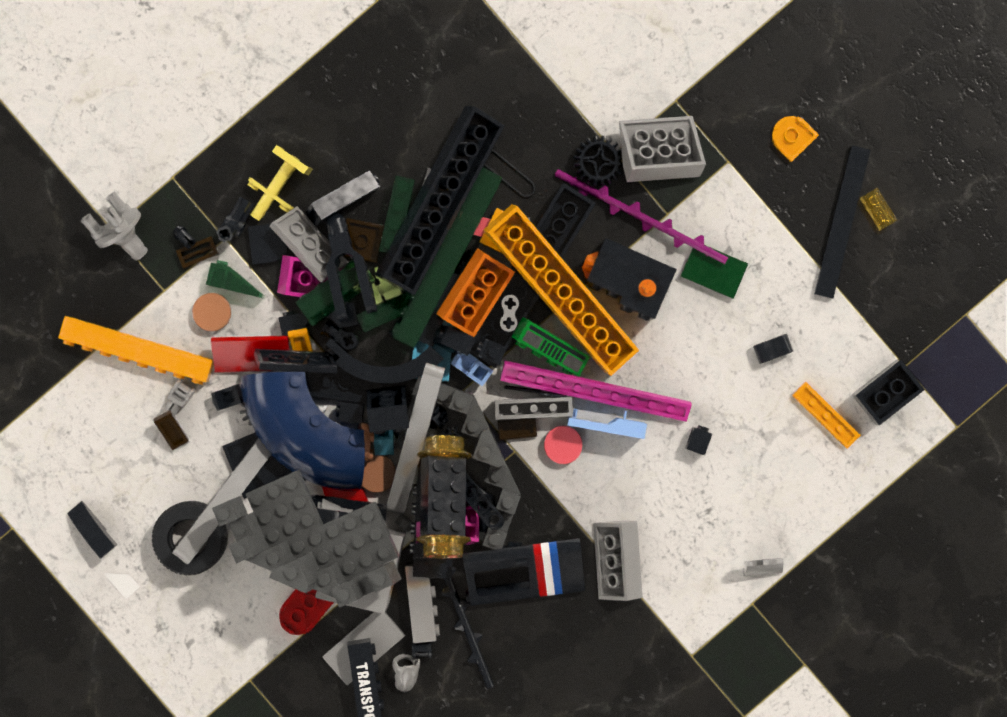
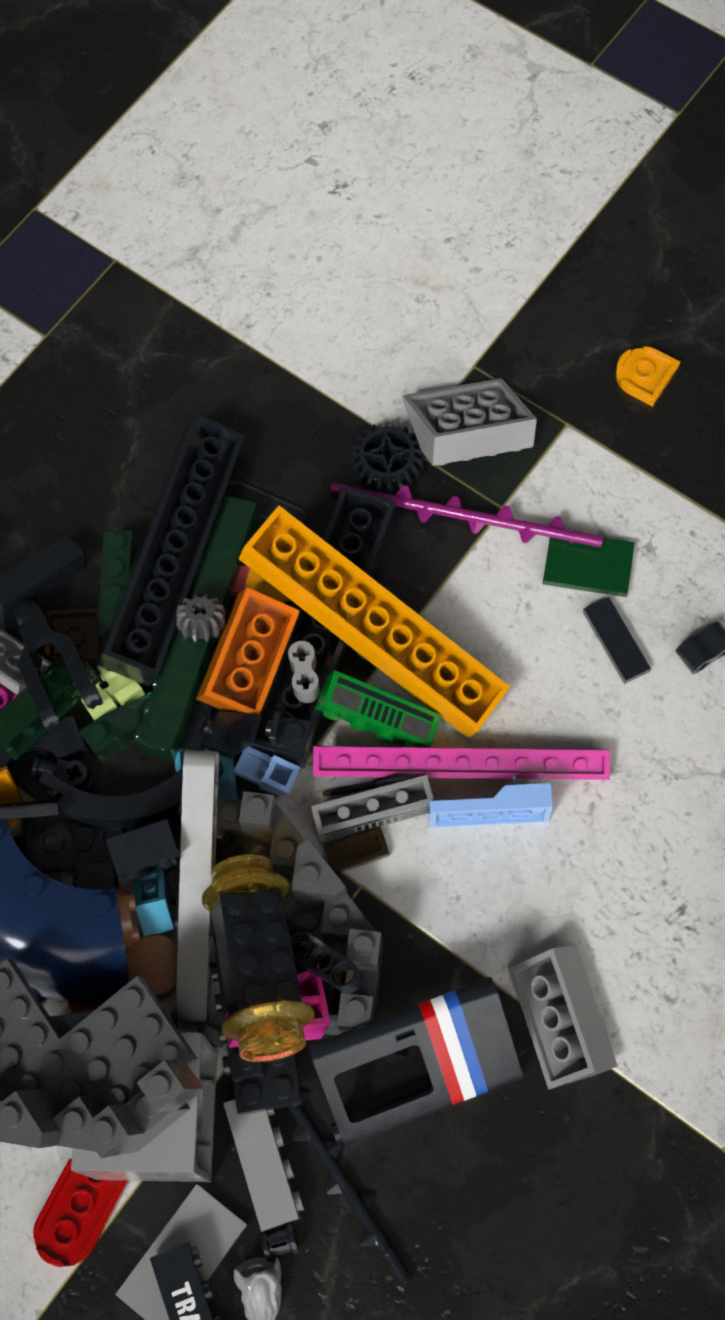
camera: 10 degrees left, 20 degrees down
(450, 255) = (200, 617): none -> dark grey gear
(563, 444) = (432, 856): coral tile -> none
(631, 276) = (470, 592): black piece -> none
(699, 440) = (636, 802): black brick -> none
(717, 328) = (616, 640): none -> black tile

